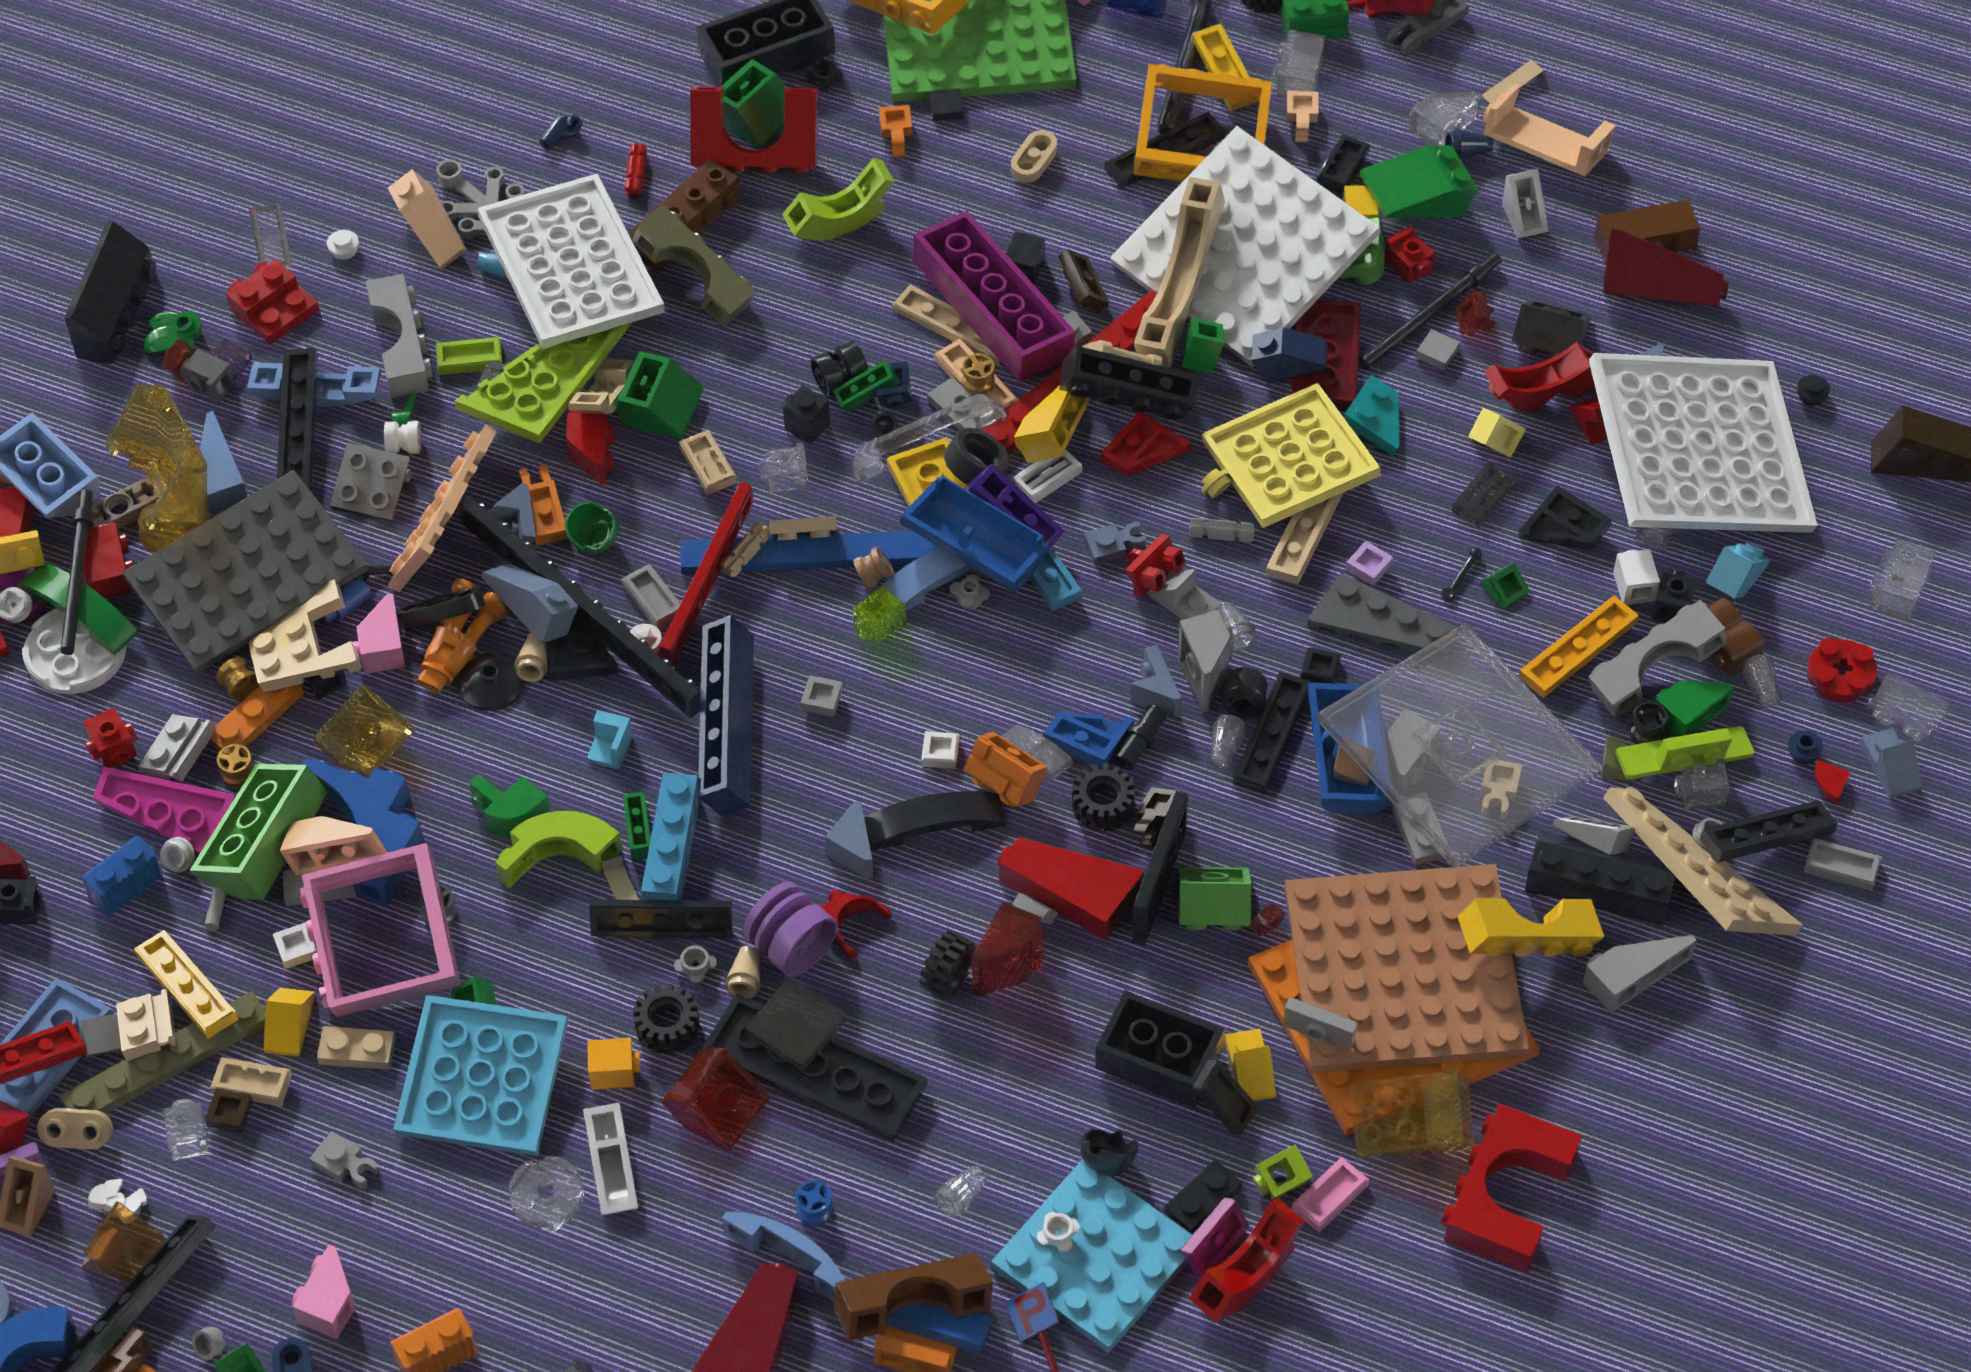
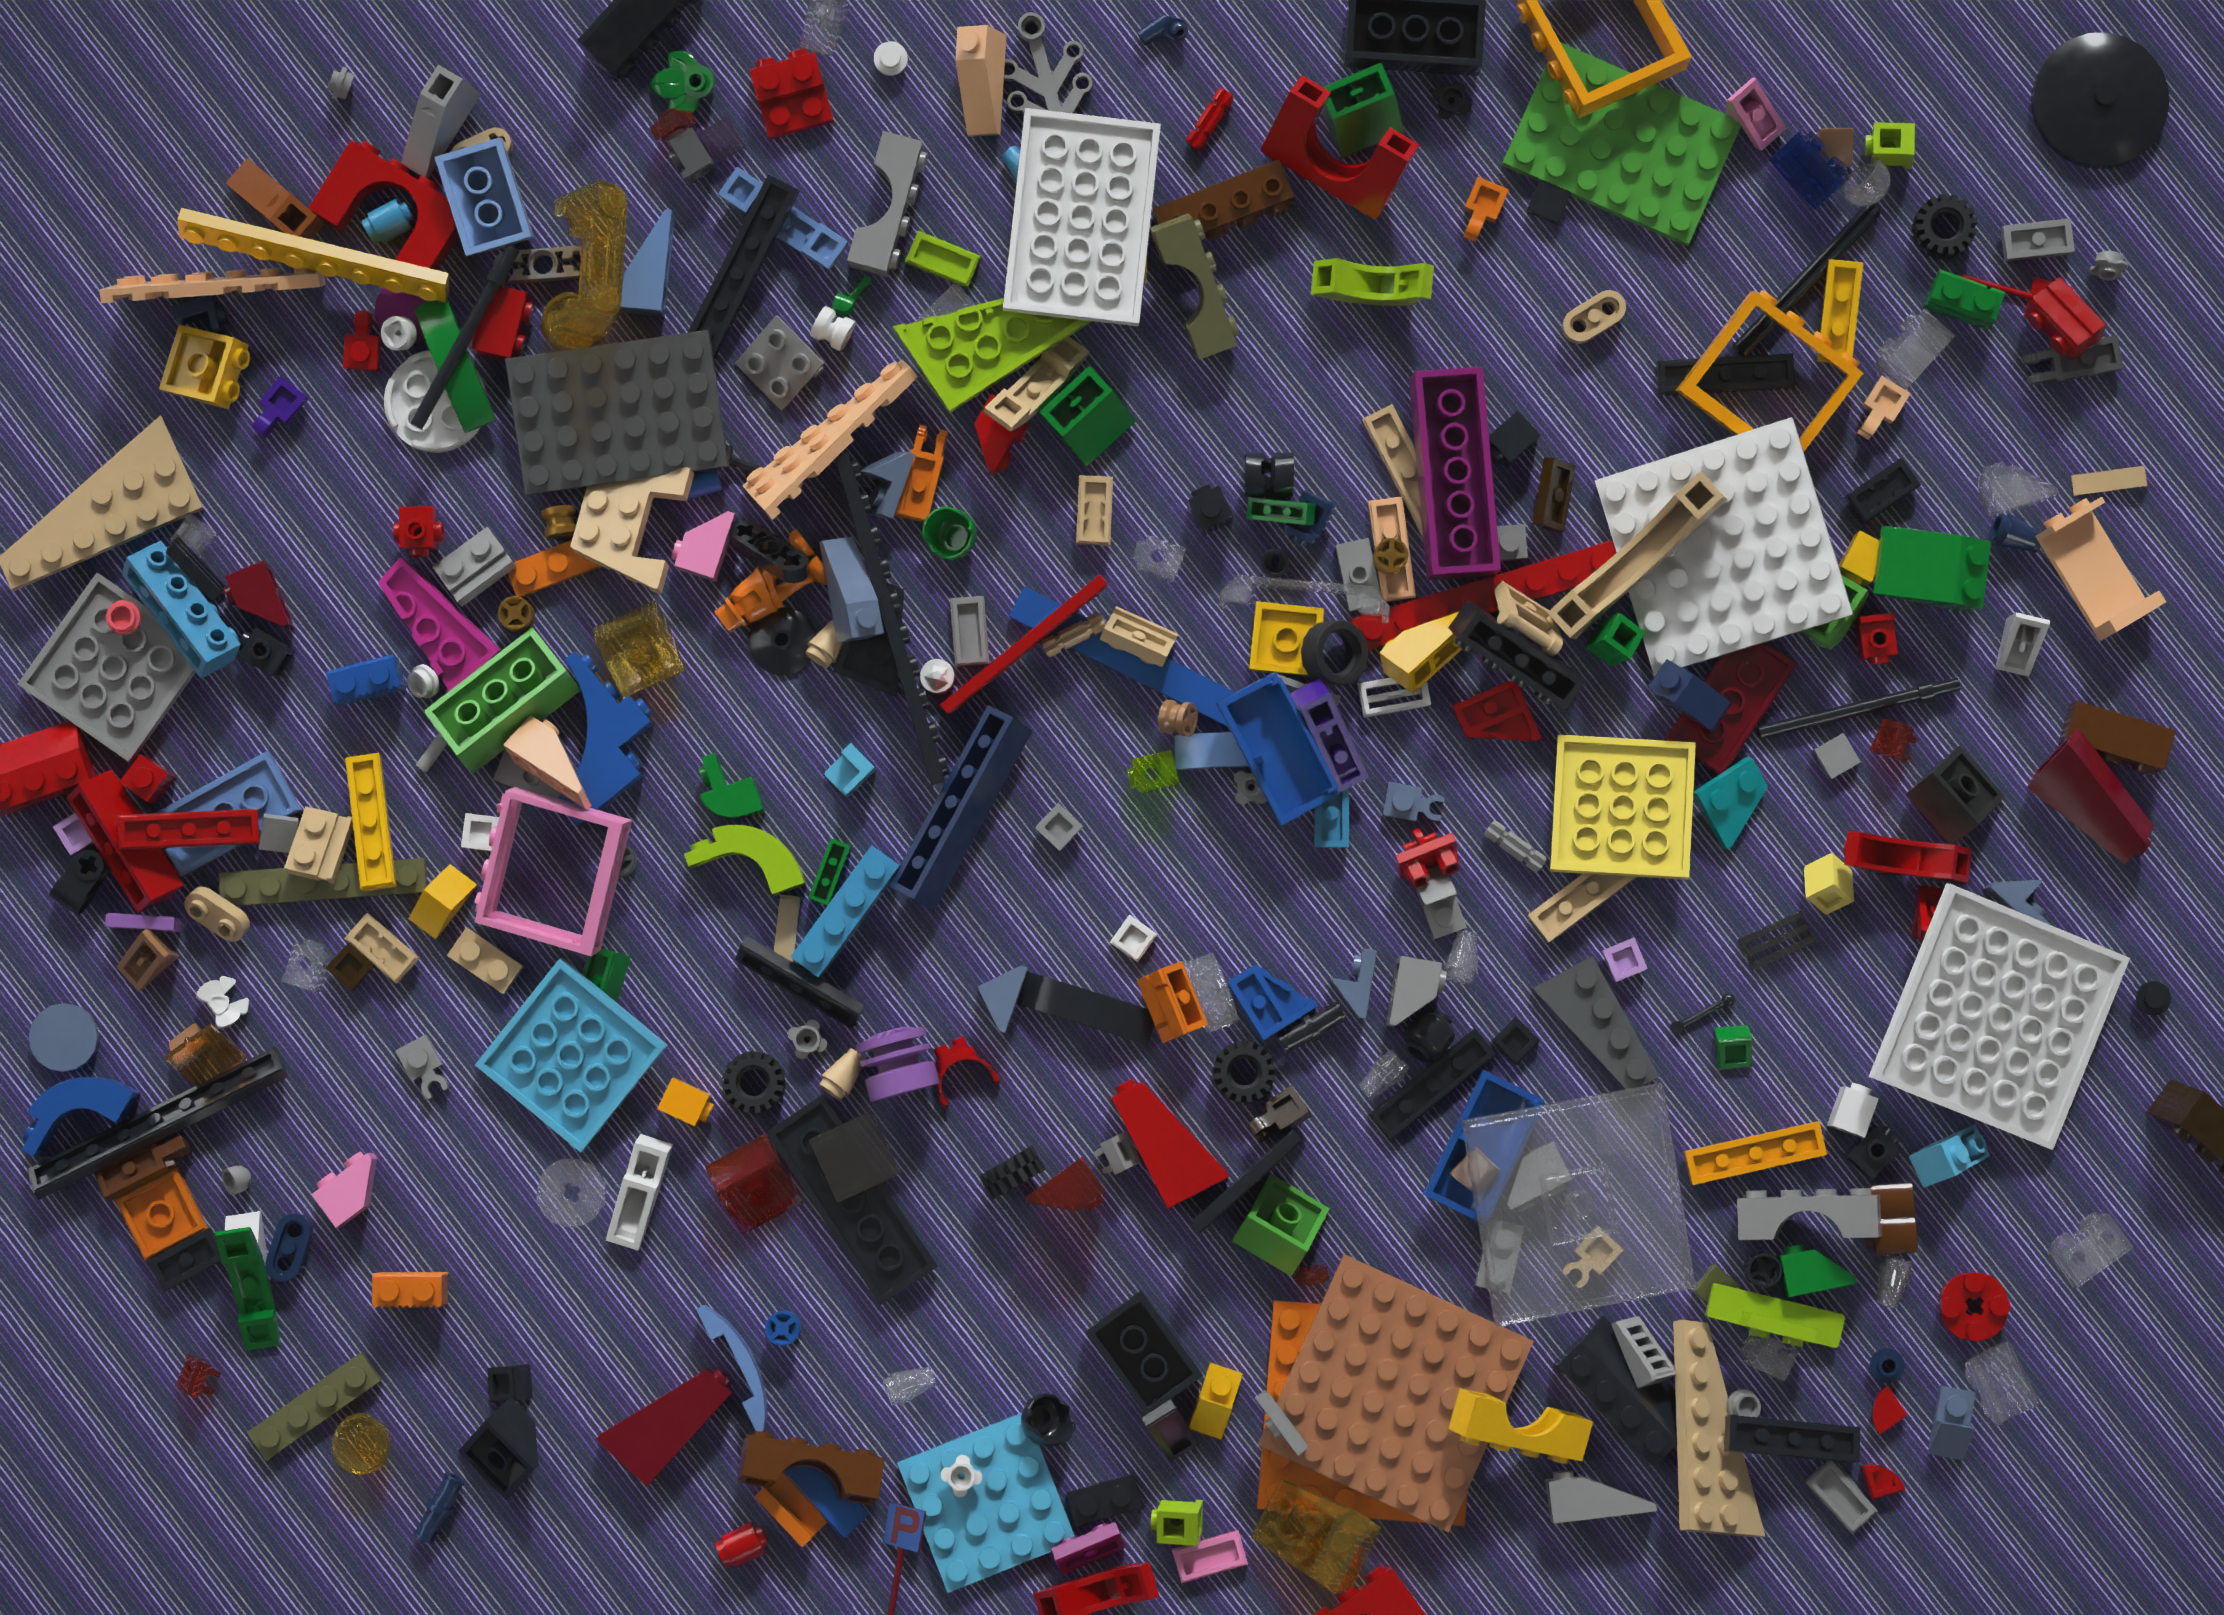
camera: 30 degrees right, 30 degrees up
(1216, 483) = (1539, 795): light yellow plate -> none
(1565, 521) = (1829, 1015): black wing -> none
(1867, 836) = (1881, 1481): none -> red tile

